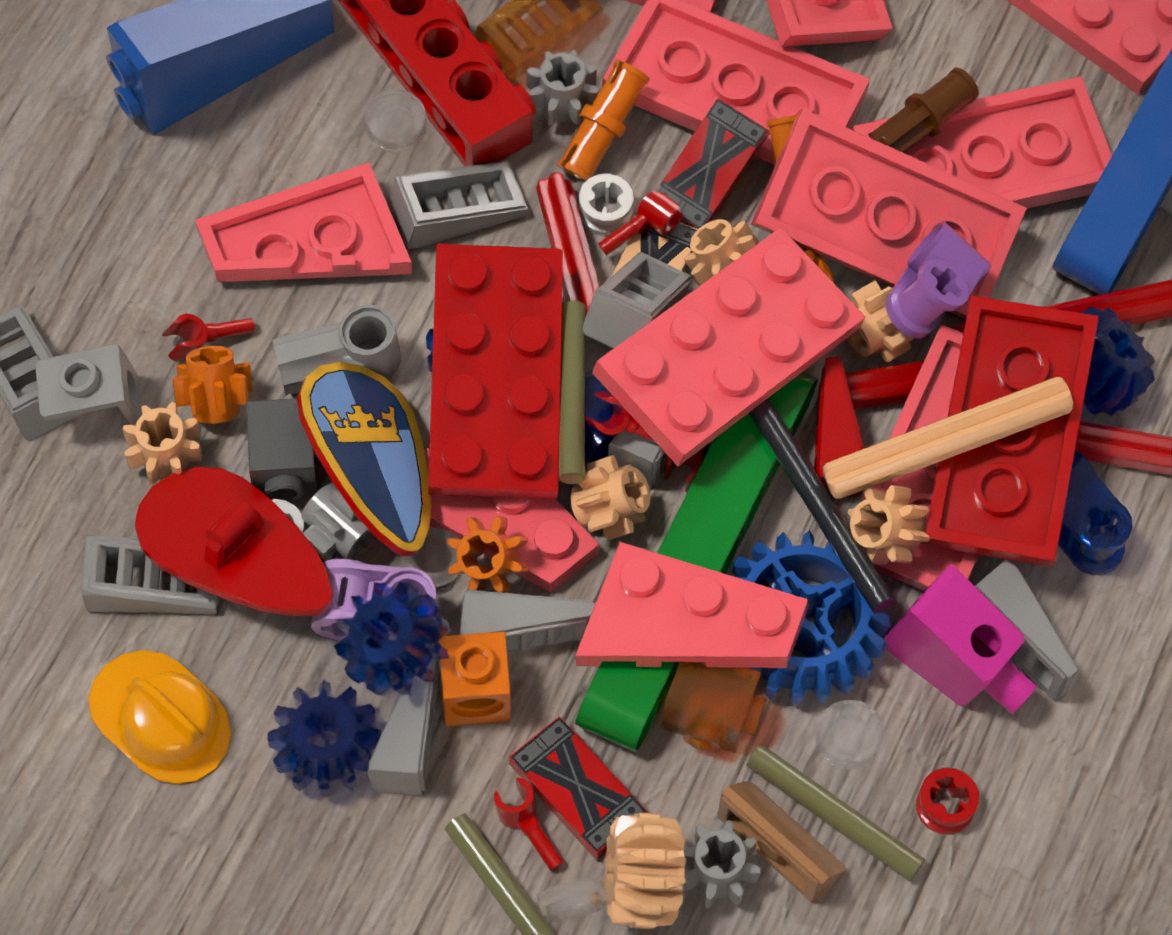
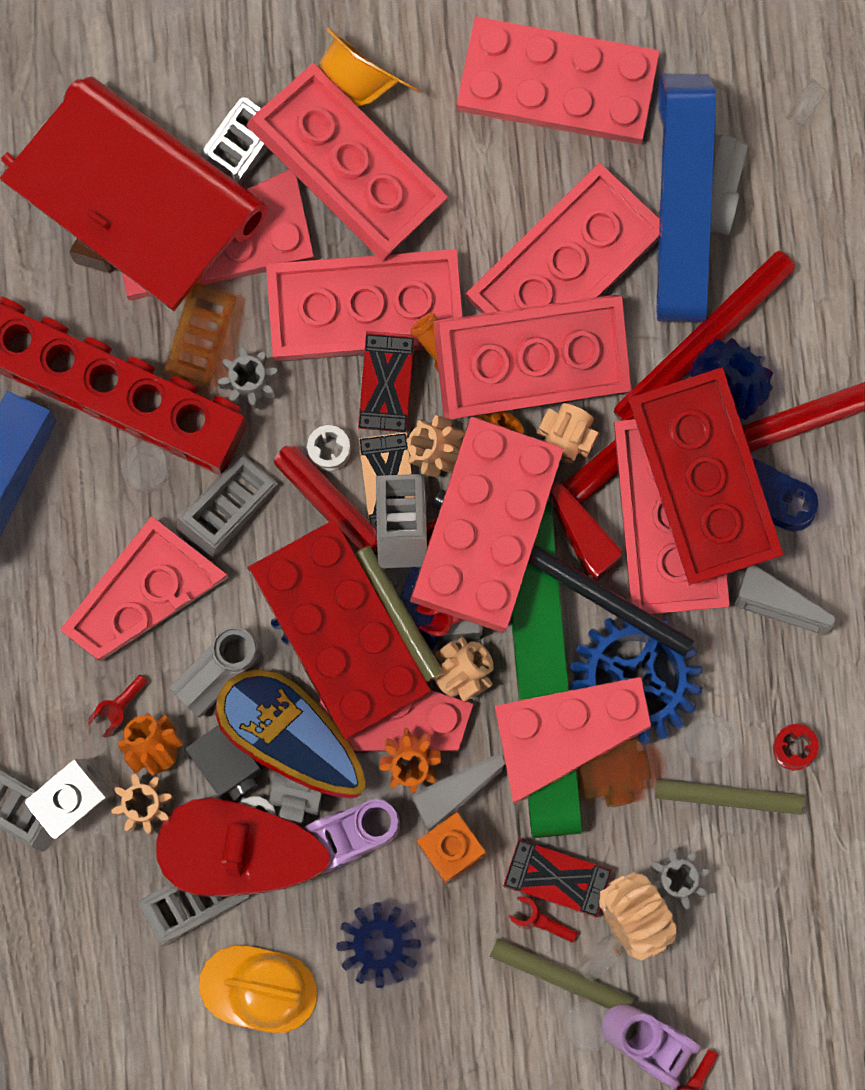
camera: 25 degrees left, 15 degrees up
(390, 662) = (377, 877): clear blue gear -> none
(405, 744) = (433, 918): light grey slope -> none
(603, 121) = (293, 391): orange pin -> none
(654, 210) = (373, 440): red hand -> none
(780, 840) = (706, 835): medium nougat slope -> none
(888, 524) = (661, 589): light nougat gear -> none
(927, 111) = (512, 261): reddish brown axle -> none
(935, 281) = (594, 392): medium lavender piece -> none
(948, 437) = (670, 511): light nougat axle -> none
(961, 643) = (732, 638): dark pink torso -> none

